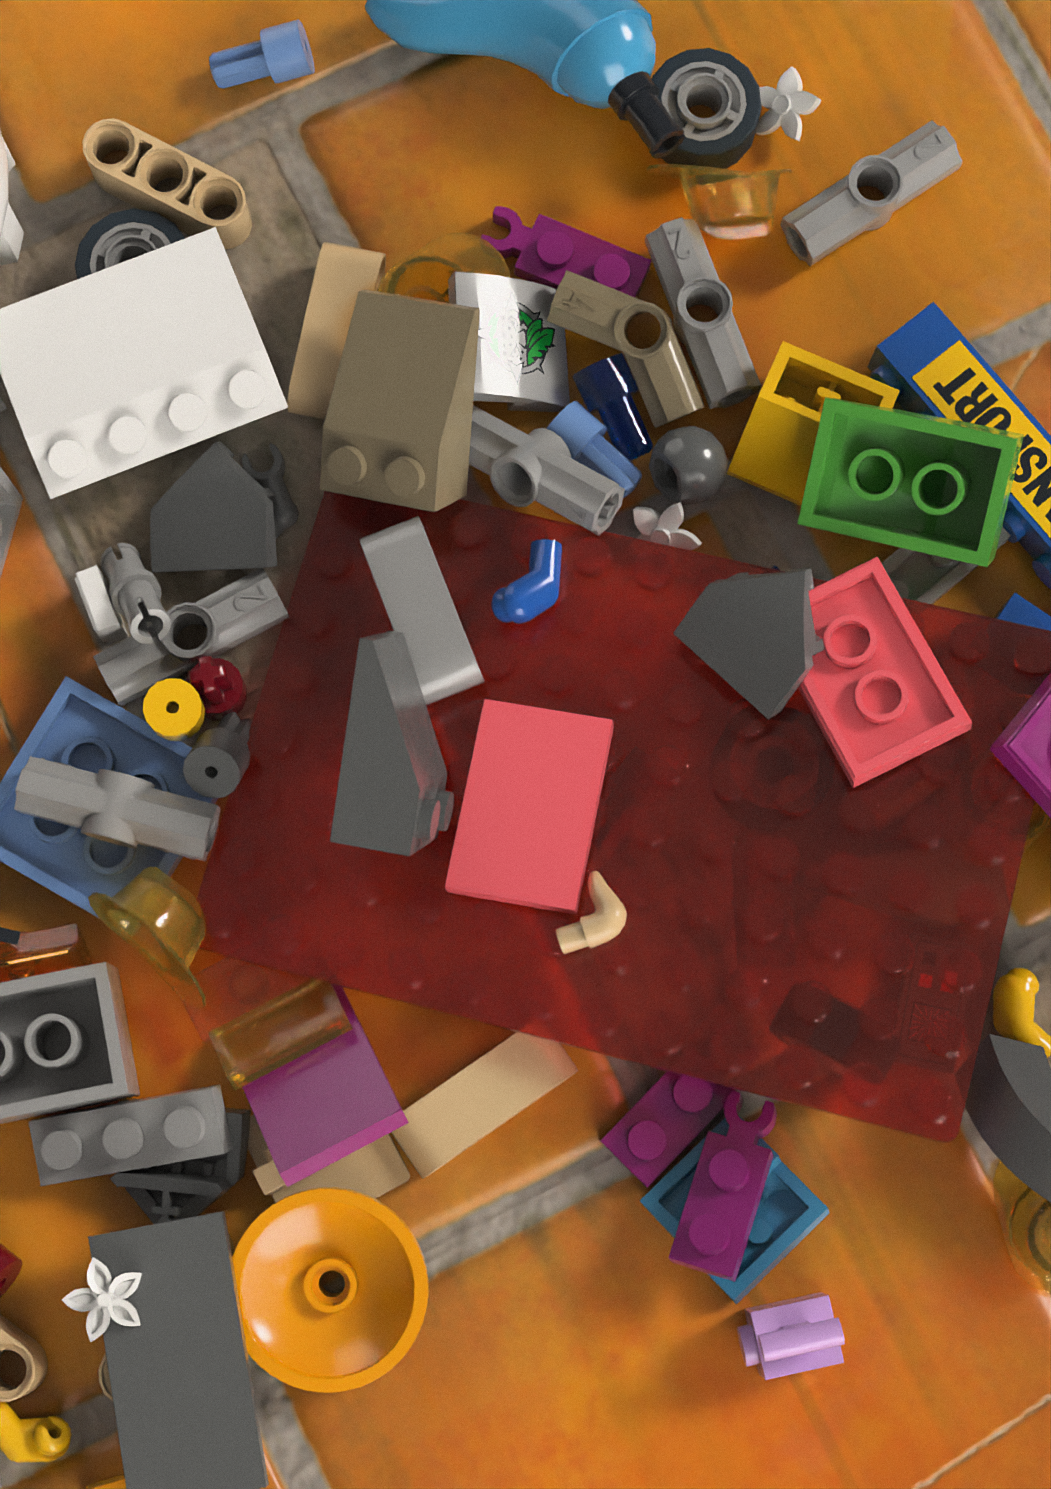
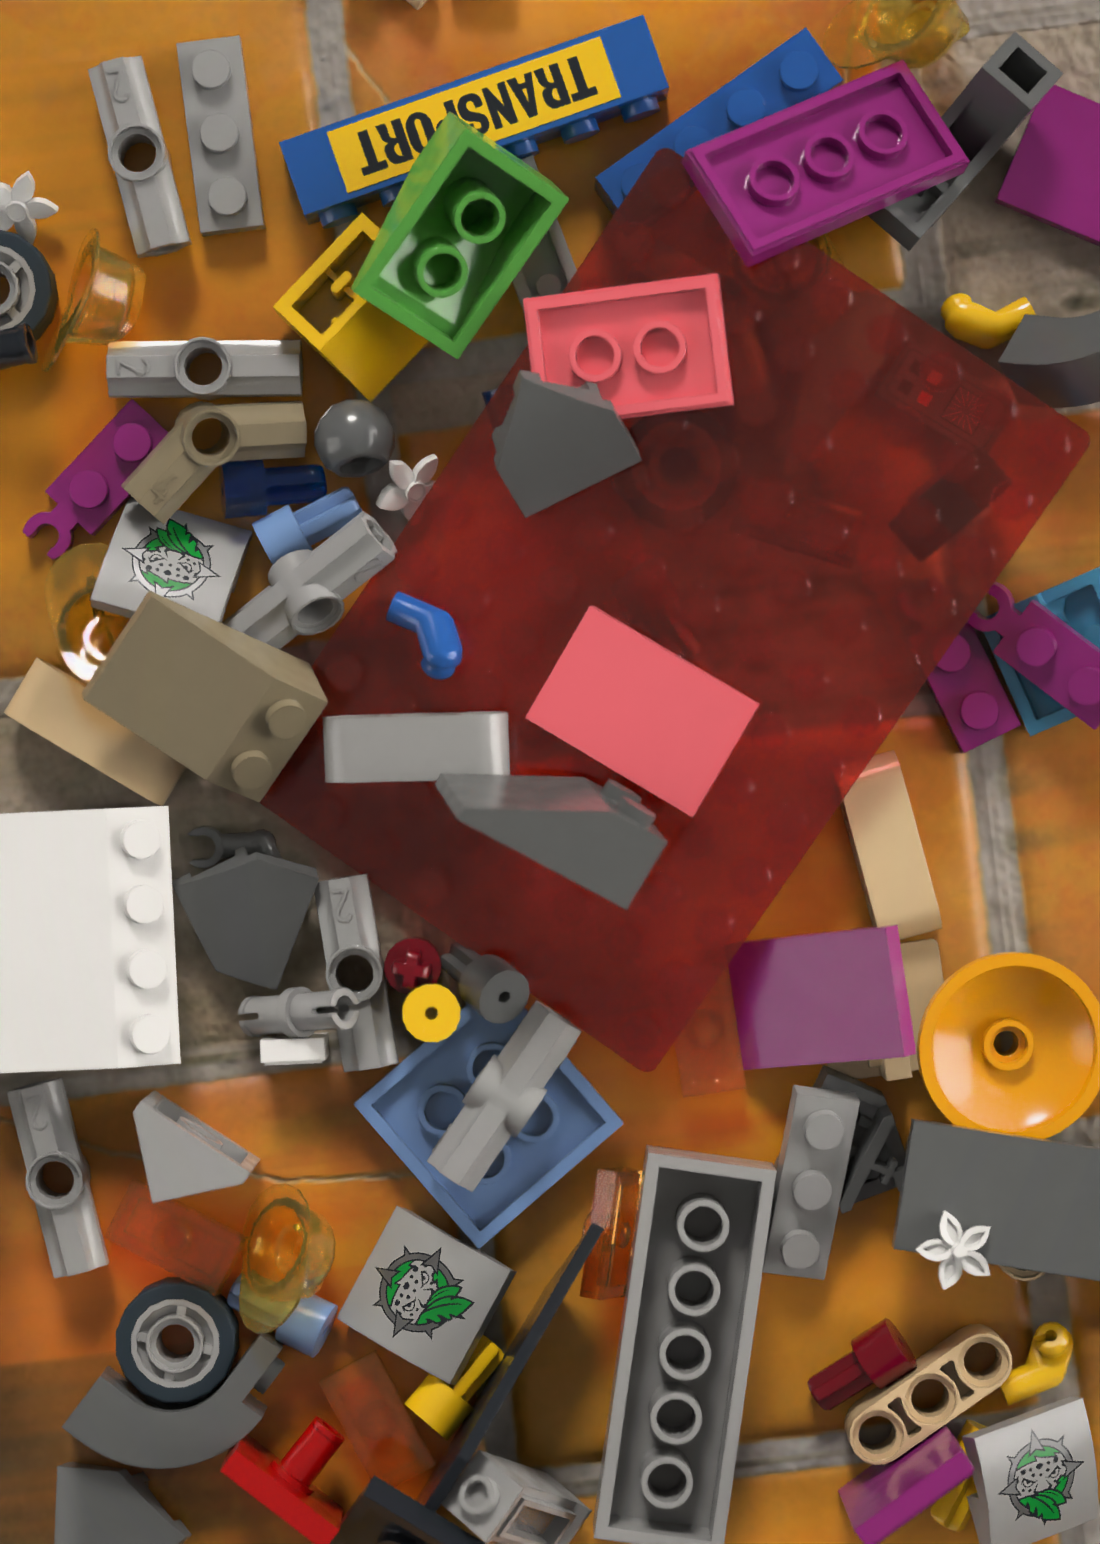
camera: 70 degrees left, 10 degrees up
(161, 924) = (628, 1089): clear yellow piece -> none
(279, 1031) = (763, 1014): clear yellow tile -> none
(599, 926) = (780, 688): tan animal -> none
(917, 260) = (220, 136): none -> light grey plate

